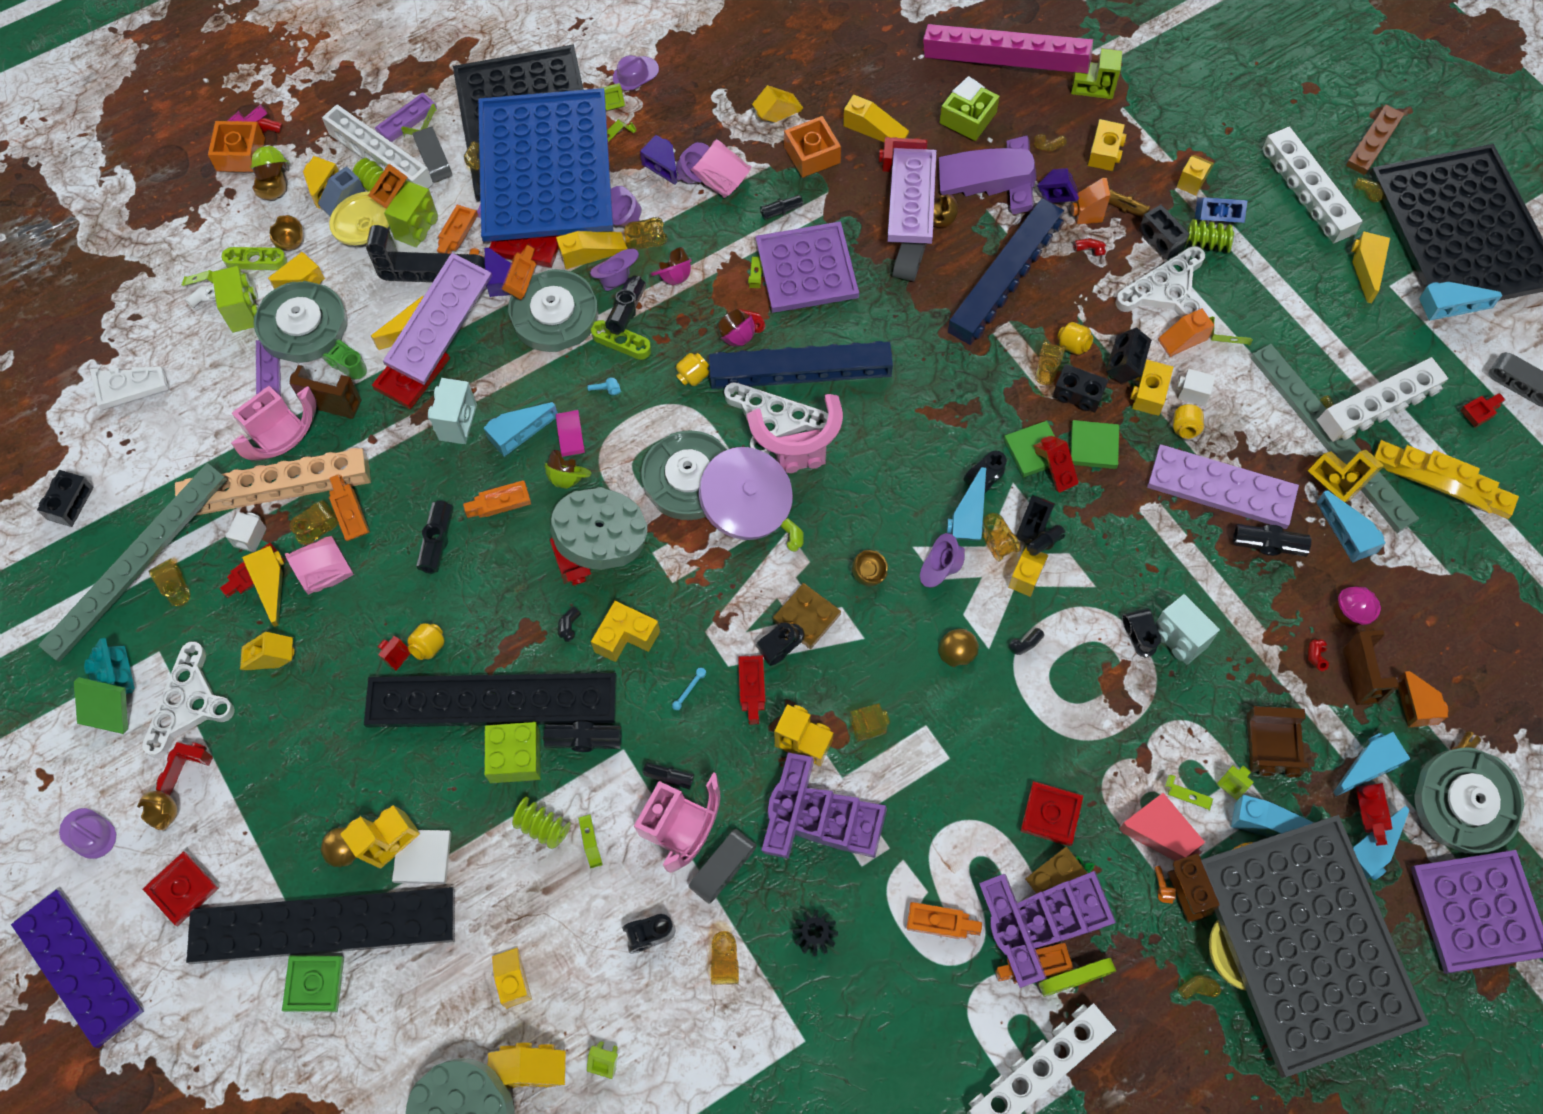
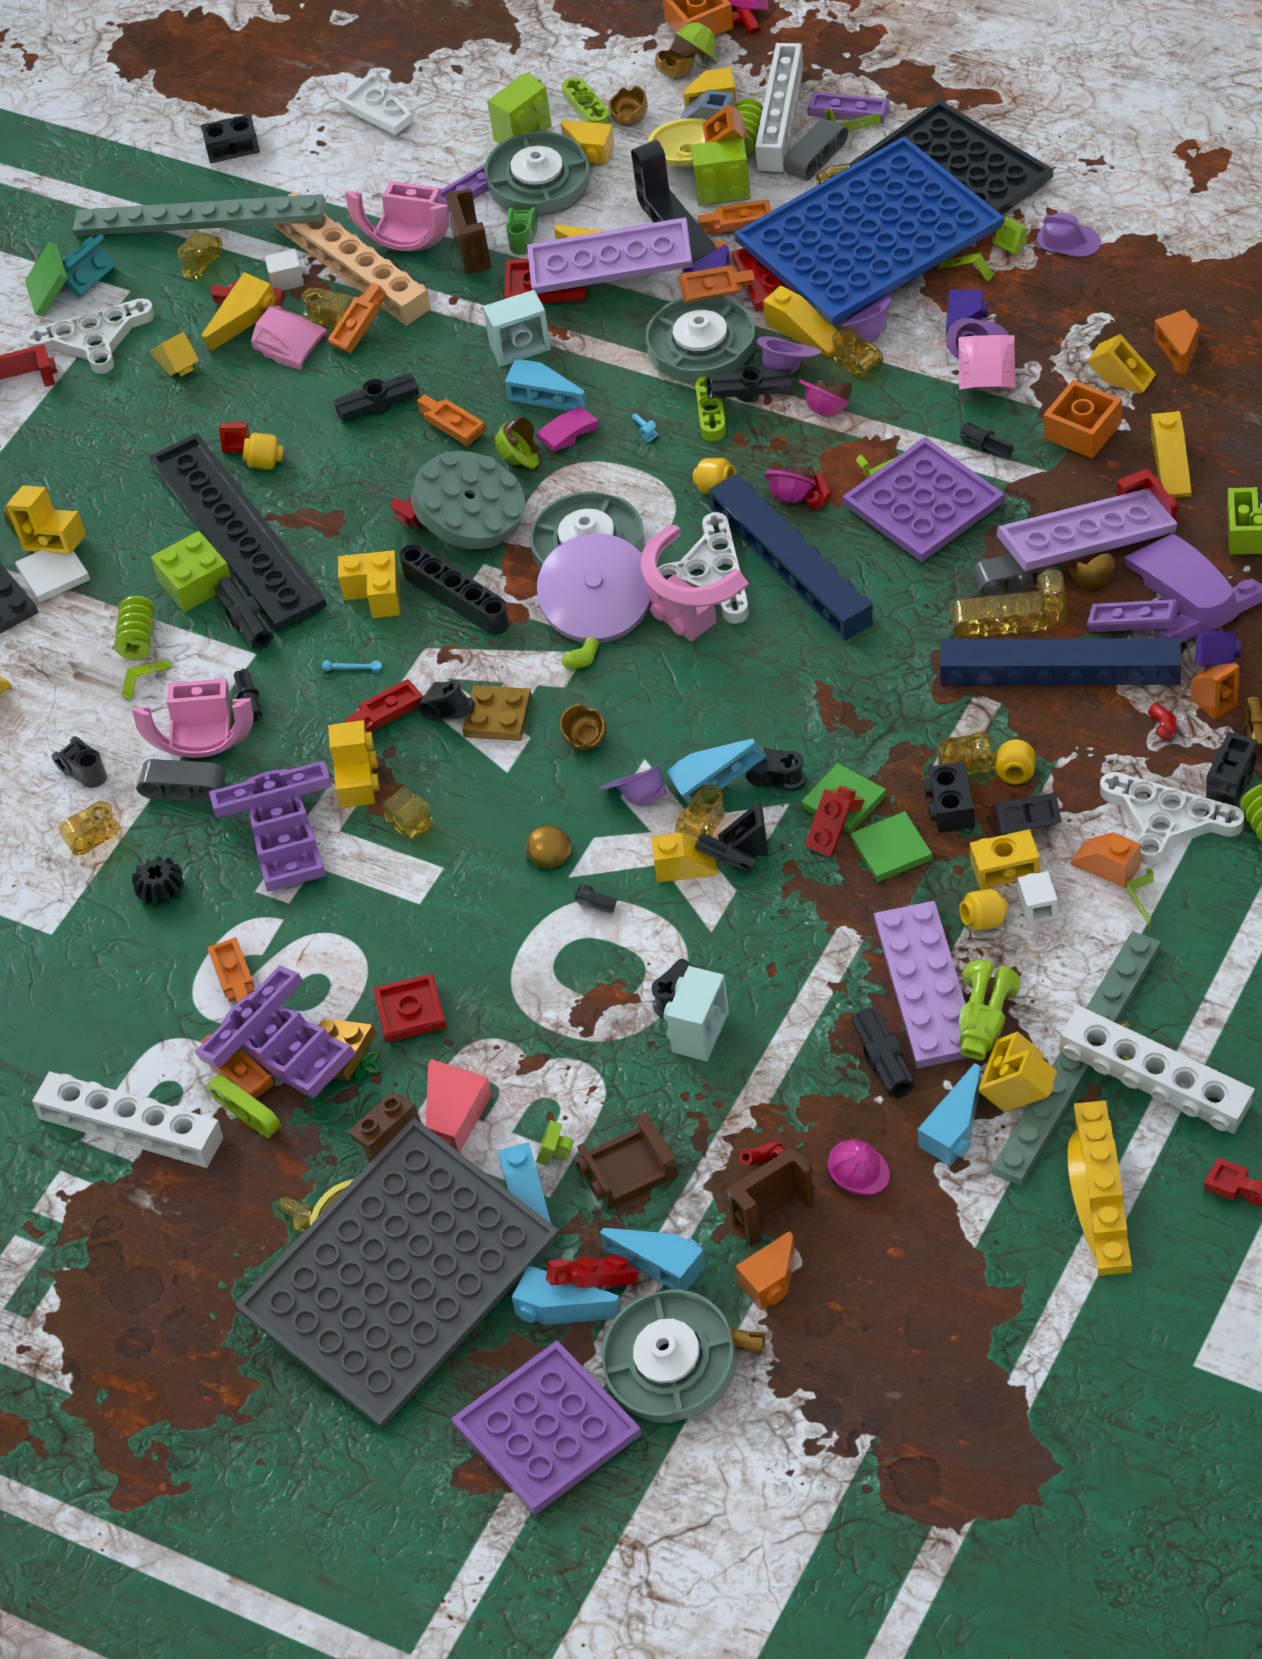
camera: 65 degrees right, 15 degrees down
(565, 624) = (355, 539): black arm -> none
(679, 573) = (454, 589): none -> black beam
(780, 65) = (1178, 338): none -> orange slope
(947, 269) = (1013, 612): none -> clear yellow beam
(997, 213) = (1133, 615): none -> medium lavender tile
(1183, 794) = (512, 1110): lime piece -> none
(1287, 469) = (982, 1023): none -> lime piece

